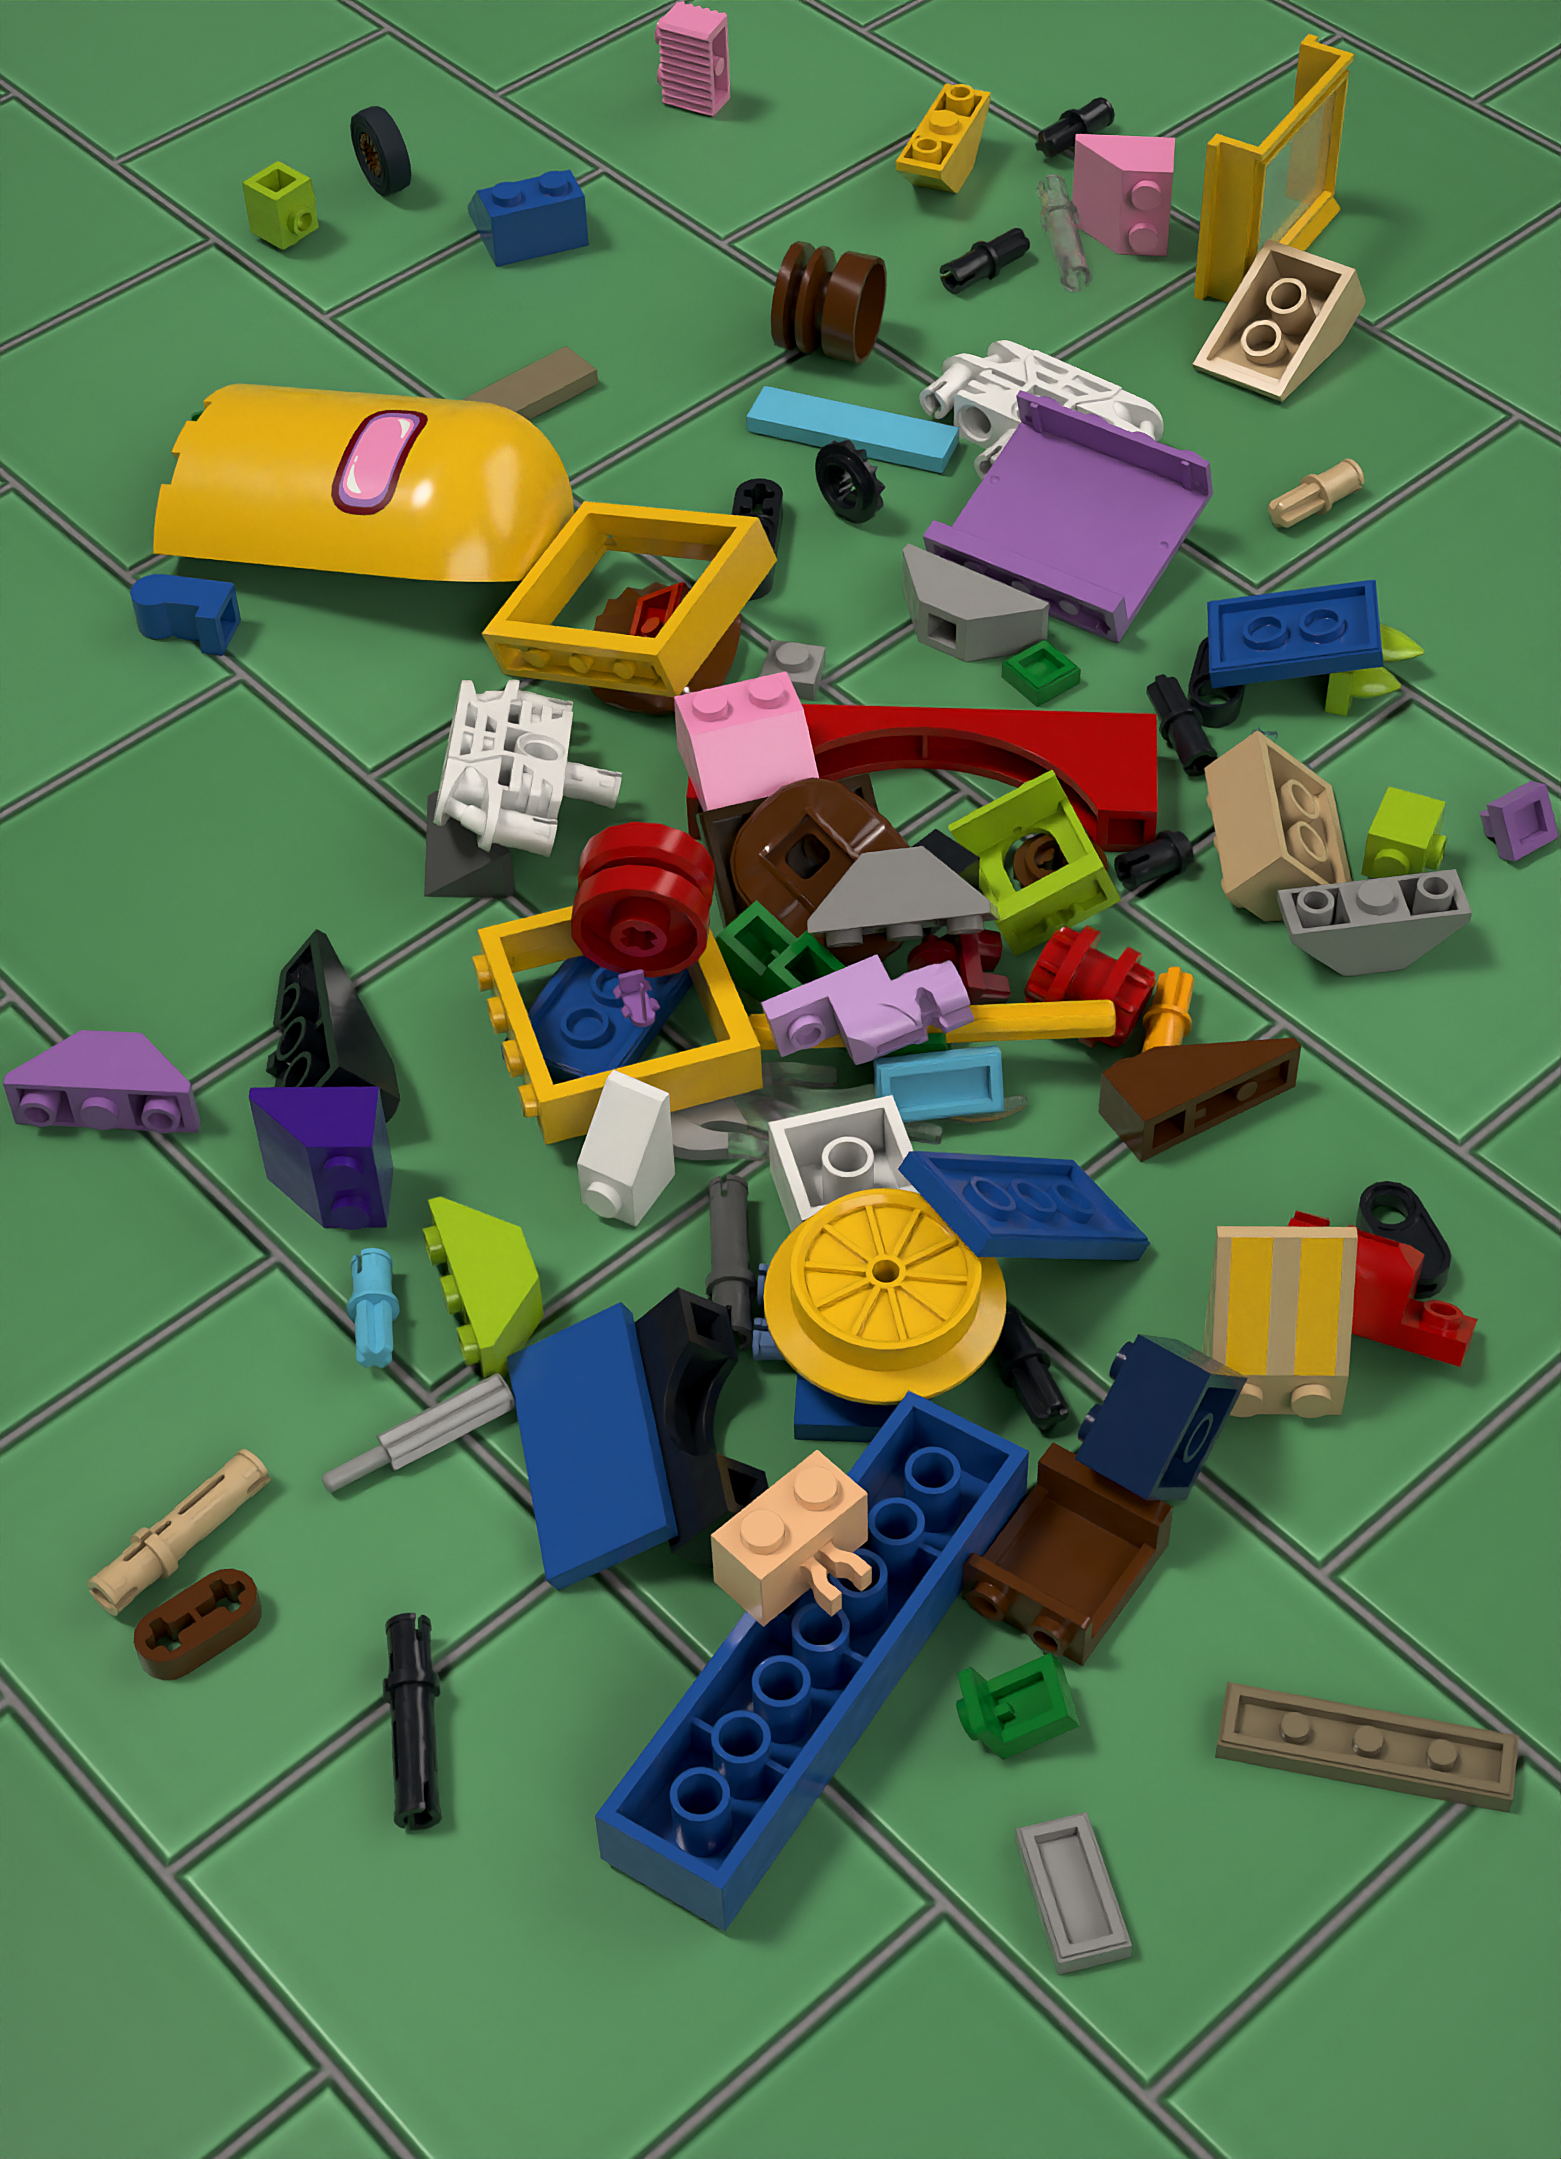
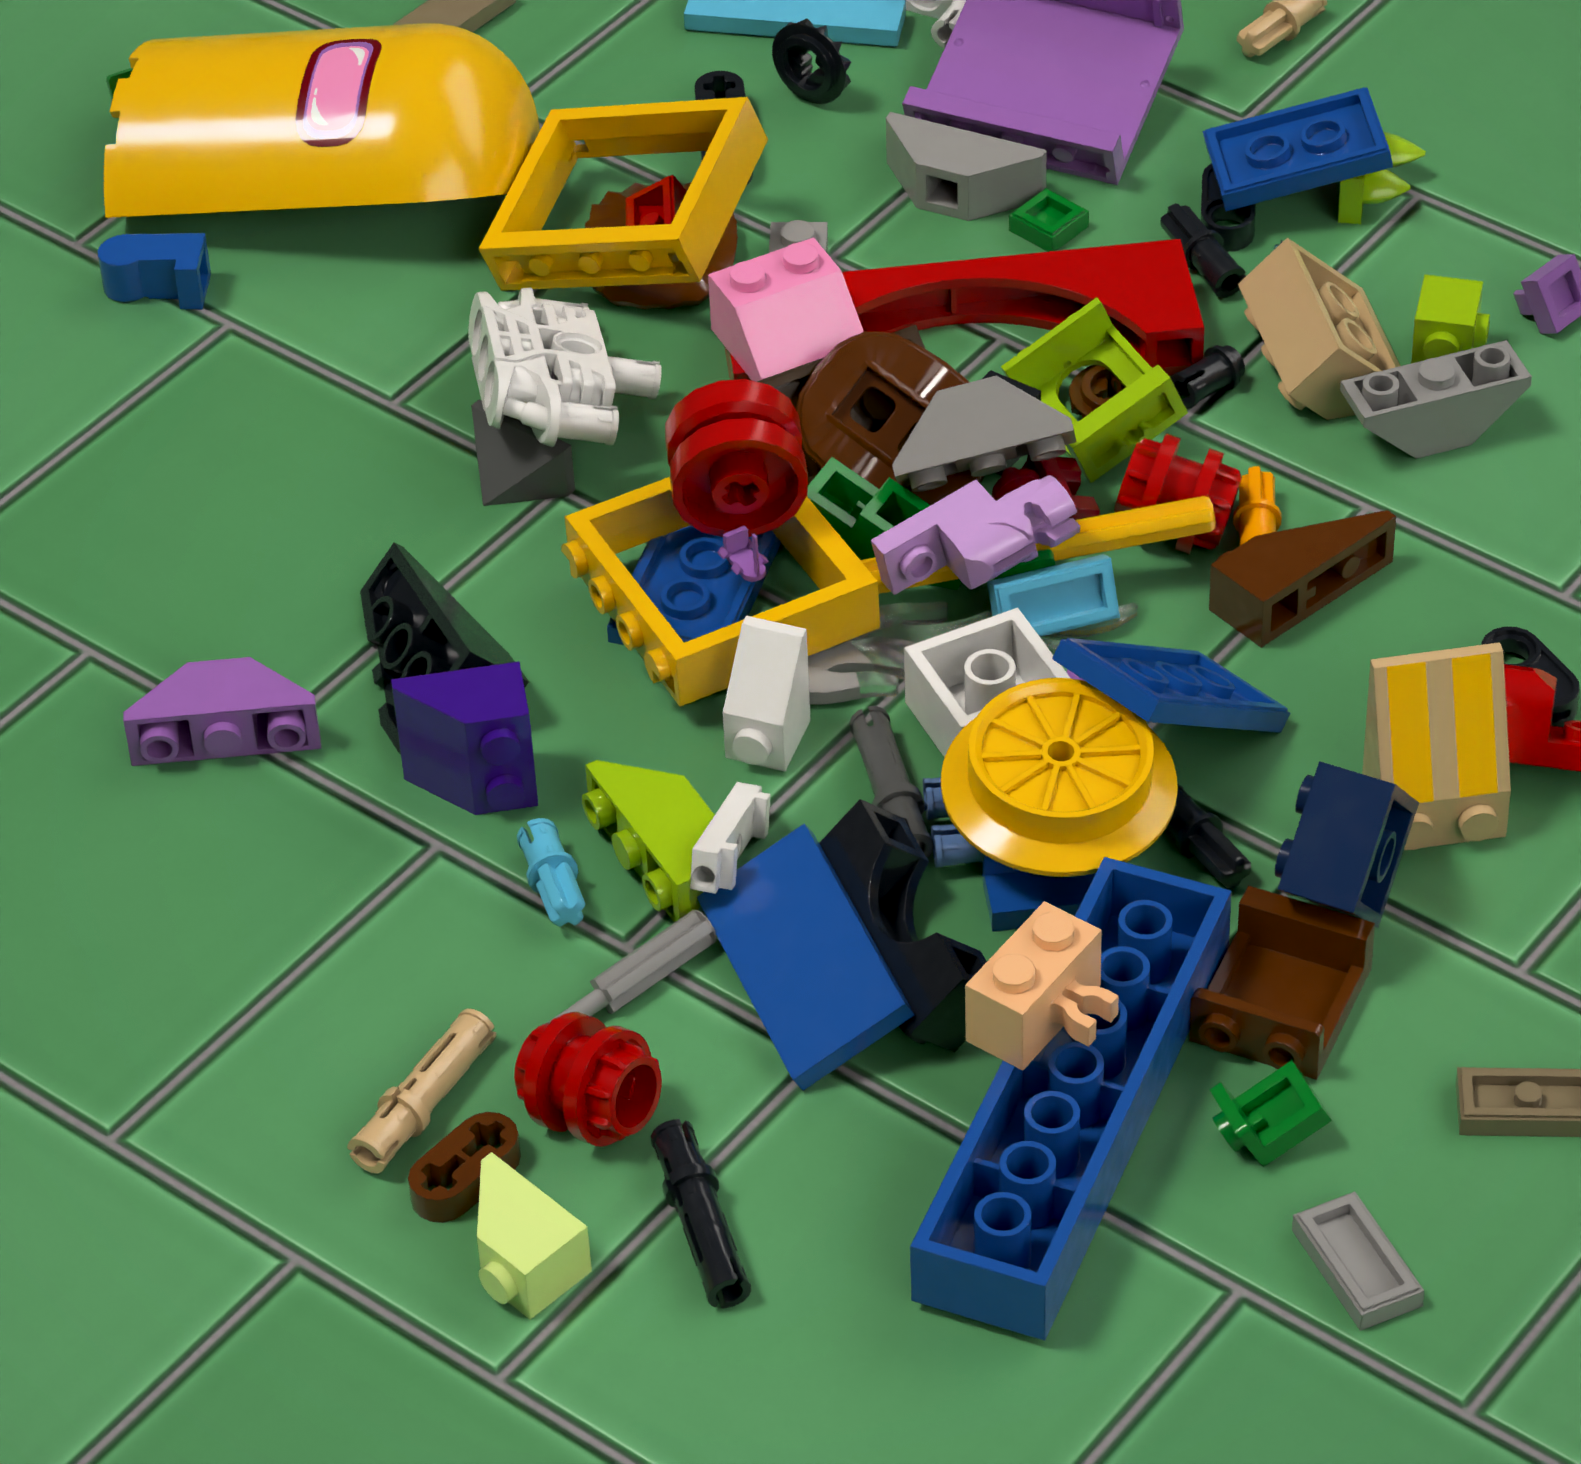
camera: 10 degrees left, 5 degrees down
(225, 1725) = (526, 1241): none -> yellowish green slope
(337, 1552) = (588, 1079): none -> red piece
(547, 1299) = (719, 847): none -> white piece

